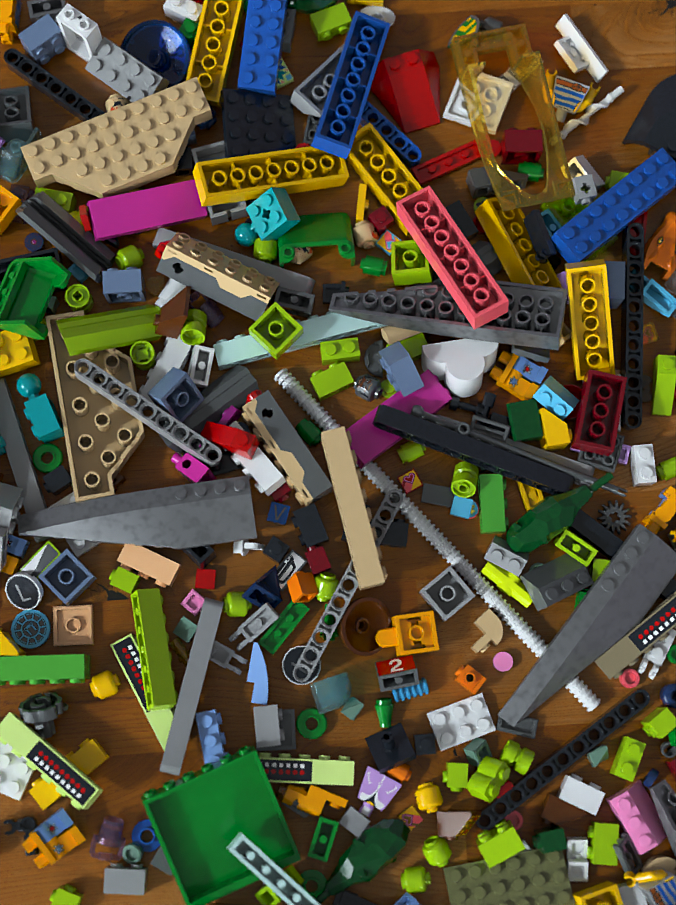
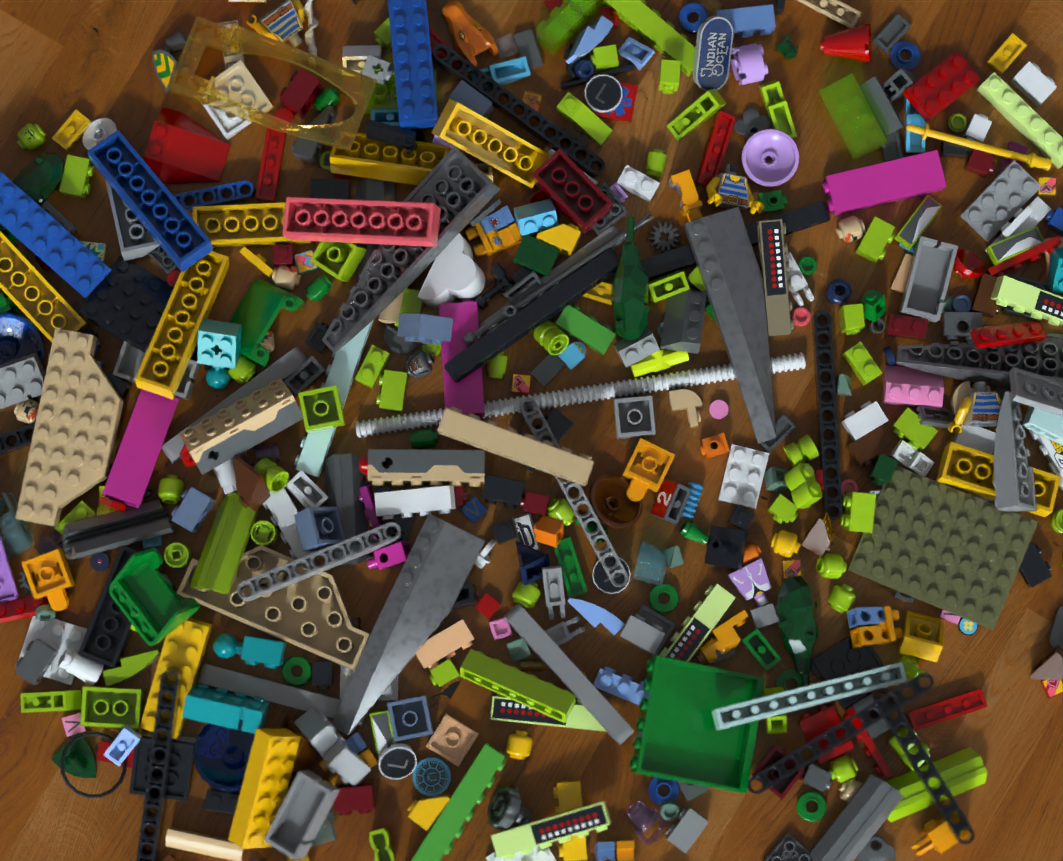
camera: 50 degrees left, 5 degrees up
(231, 439) = (388, 508): red slope -> none

